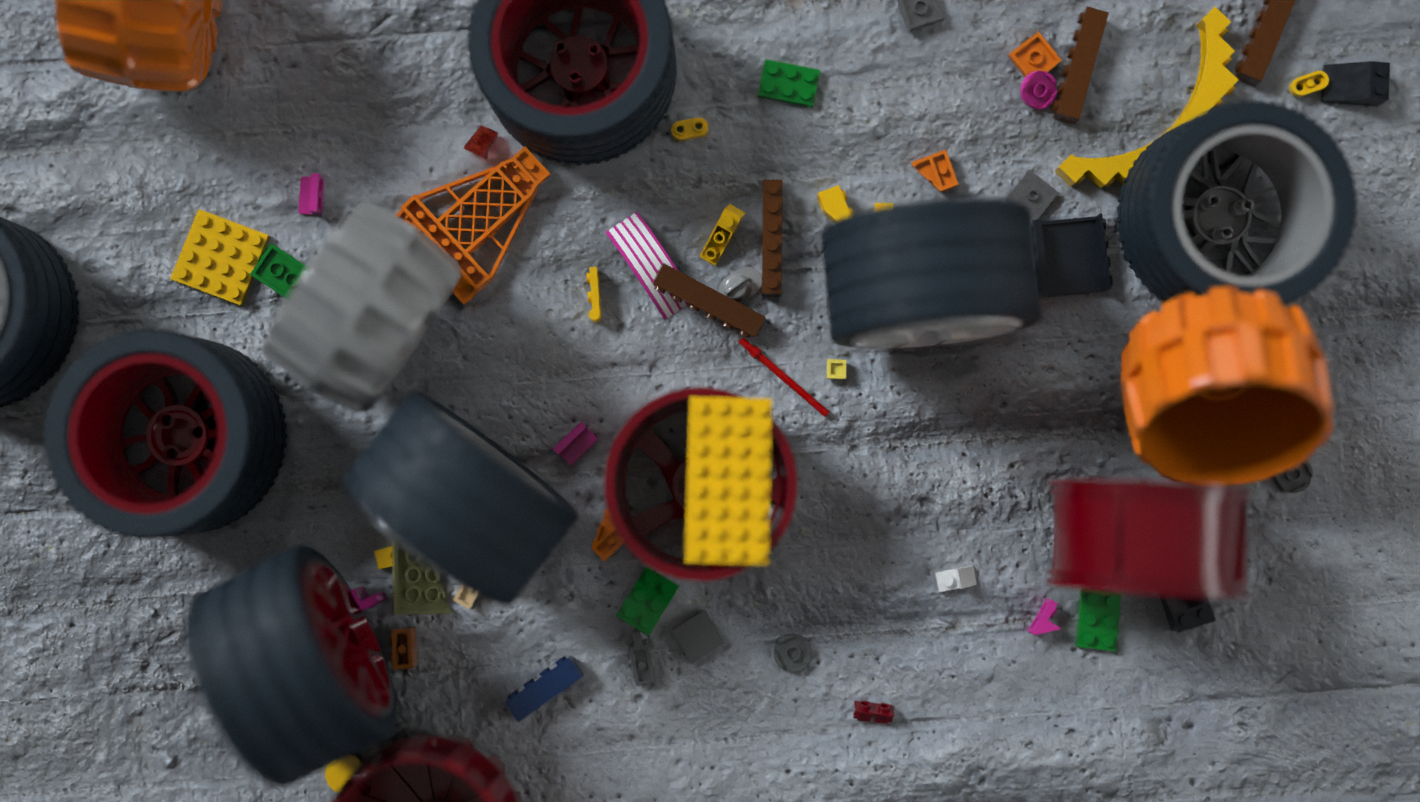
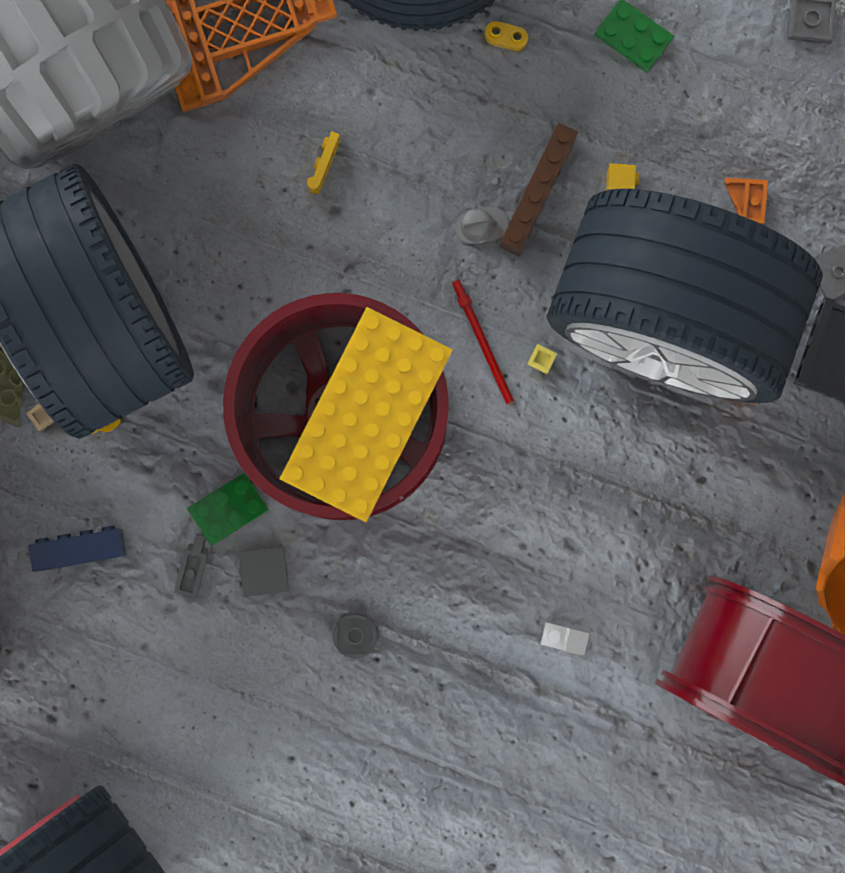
camera: 25 degrees right, 0 degrees up
(575, 443) = (230, 309): dark pink panel -> none
(607, 539) = (212, 428): orange wing -> none
(644, 257) = (398, 160): sticker -> none
(709, 300) = (440, 222): reddish brown brick -> none
(722, 234) = (489, 161): yellow slope -> none
(864, 710) = (419, 741): dark red hinge -> none
(1041, 623) = (633, 728): dark pink slope -> none
(1098, 619) = (696, 753): green plate -> none
(1186, 611) = (795, 785): black slope -> none

